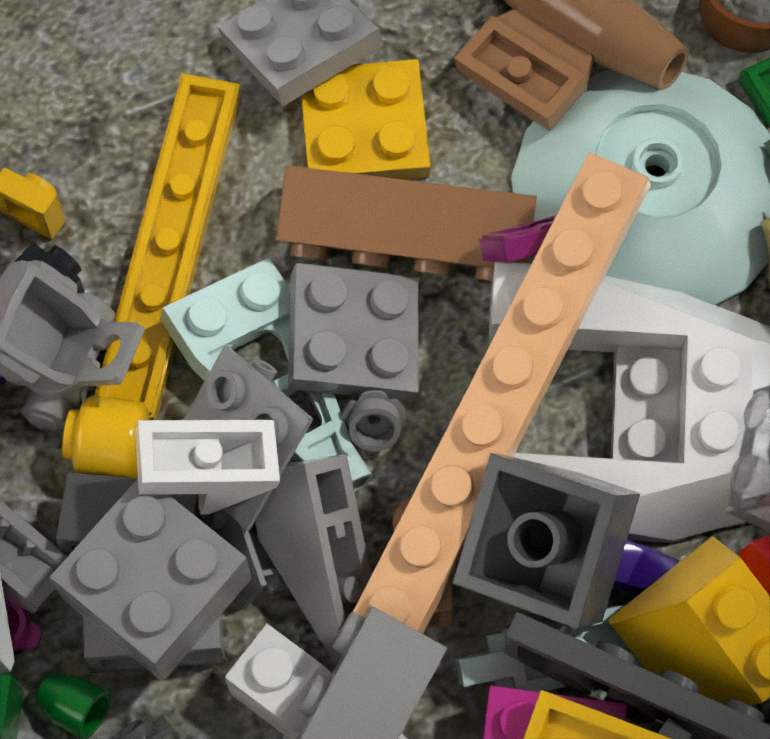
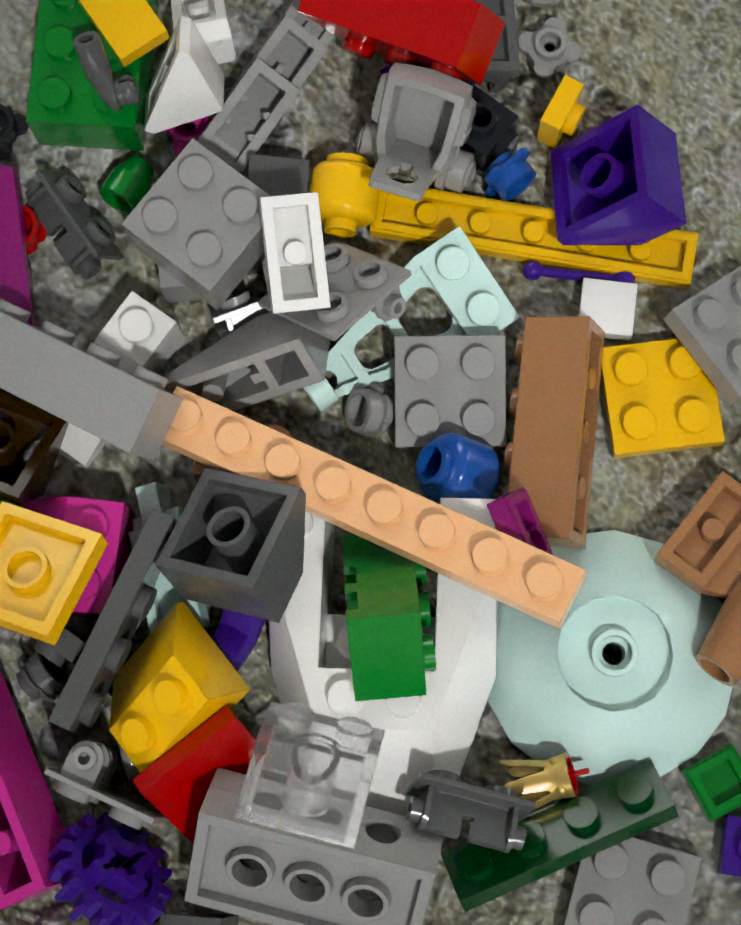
camera: 95 degrees right, 10 degrees up
(99, 259) = (509, 175): none -> blue plate
(122, 144) = (618, 182): none -> dark purple slope
(211, 245) = (534, 270): none -> dark purple hinge
(259, 169) = (610, 306): none -> white tile
(450, 321) = (457, 468): none -> blue head
(630, 382) = (386, 622): none -> green wedge

